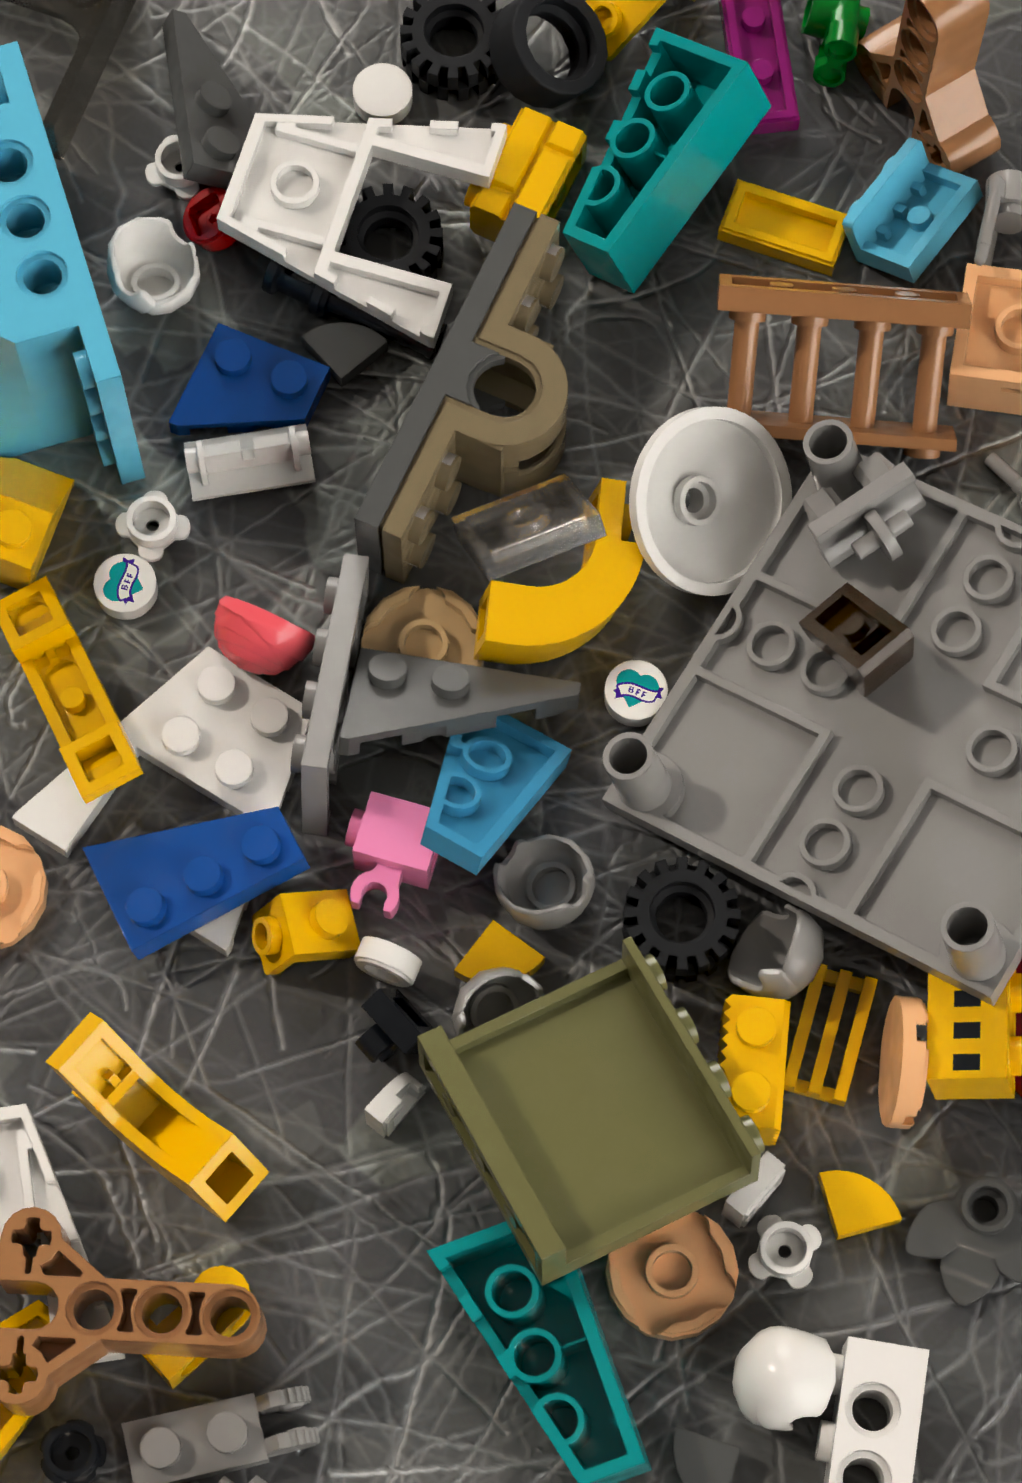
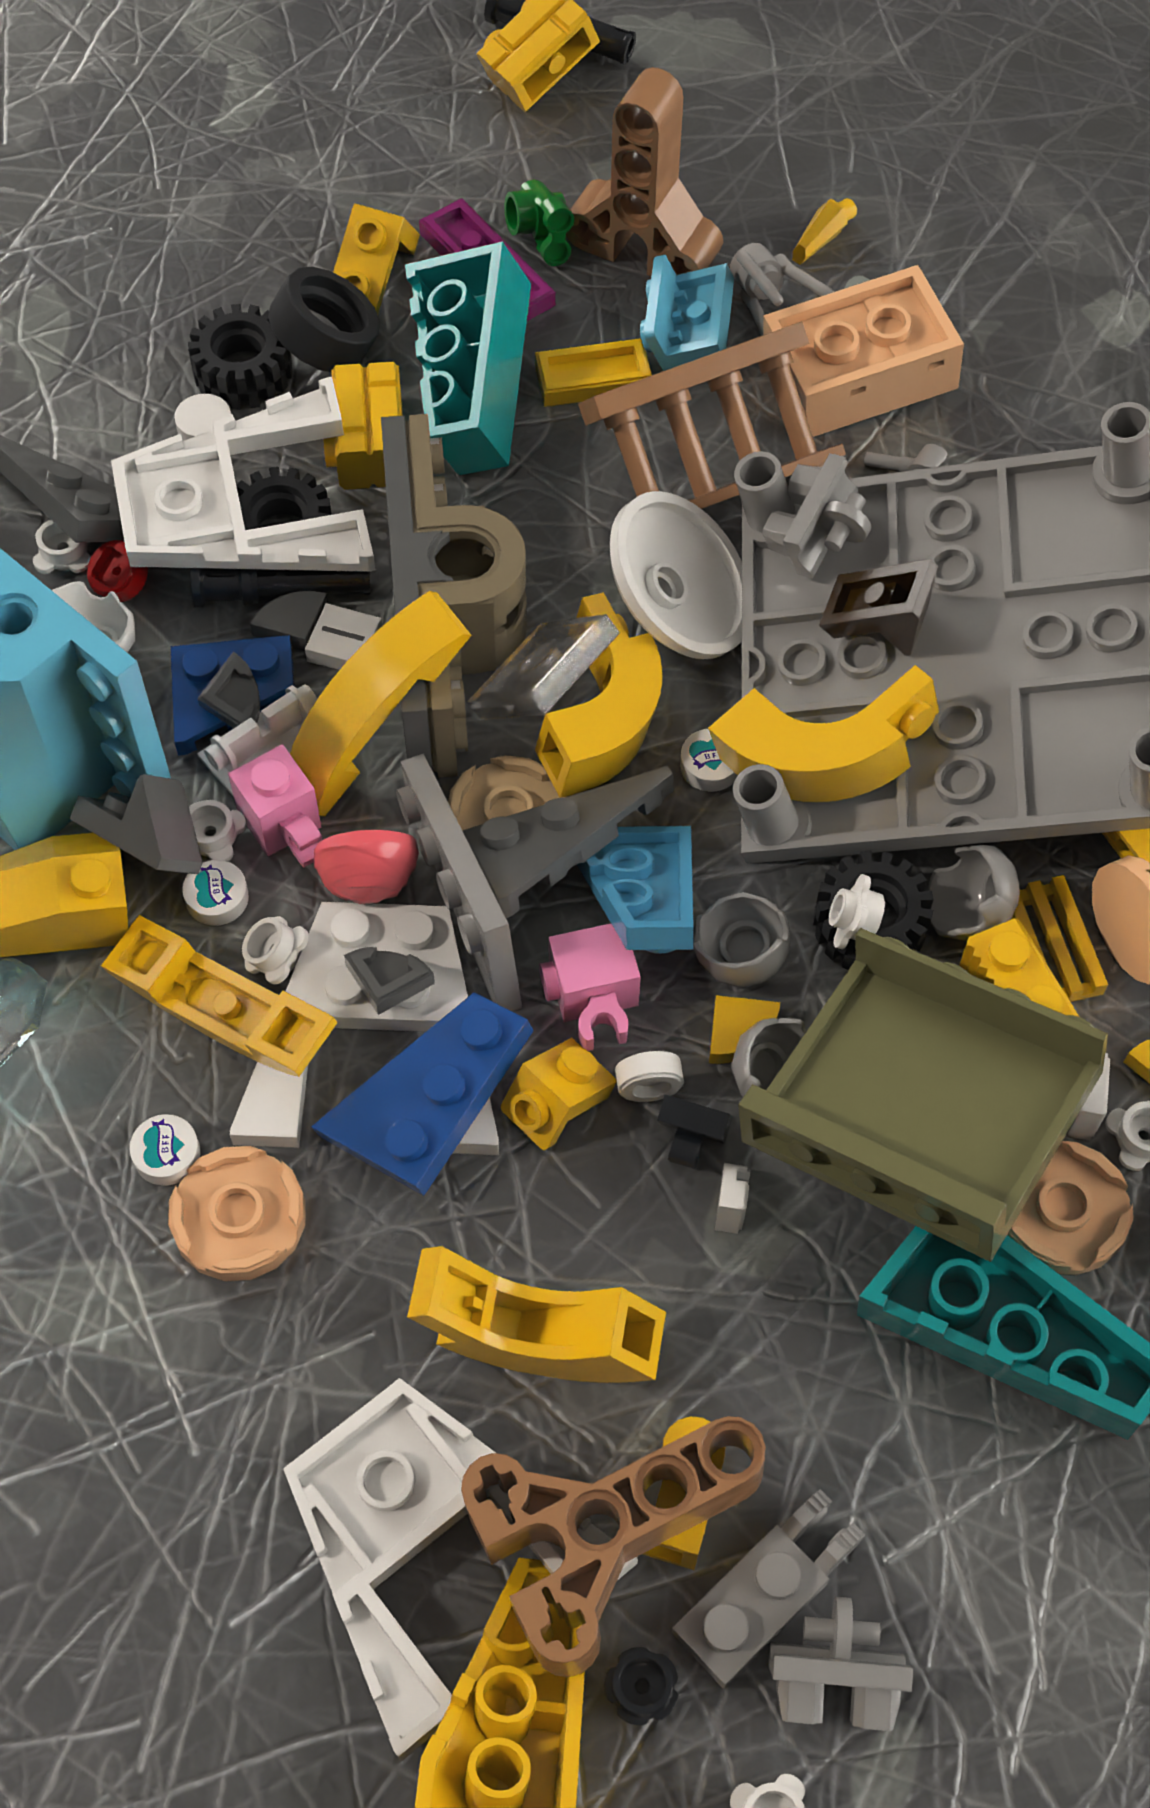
camera: 30 degrees left, 10 degrees down
(92, 497) = (148, 825): none -> dark grey slope
(142, 667) = (273, 948): none -> white plate
(217, 750) = (388, 976): none -> dark grey tile
(220, 535) = (278, 804): none -> bright pink brick
(242, 405) = (232, 693): none -> dark grey tile
(344, 476) = (369, 687): none -> yellow slope
(377, 394) = (339, 635): none -> white tile
(646, 917) = (856, 910): none -> white plate
(720, 763) = (829, 758): none -> yellow arch

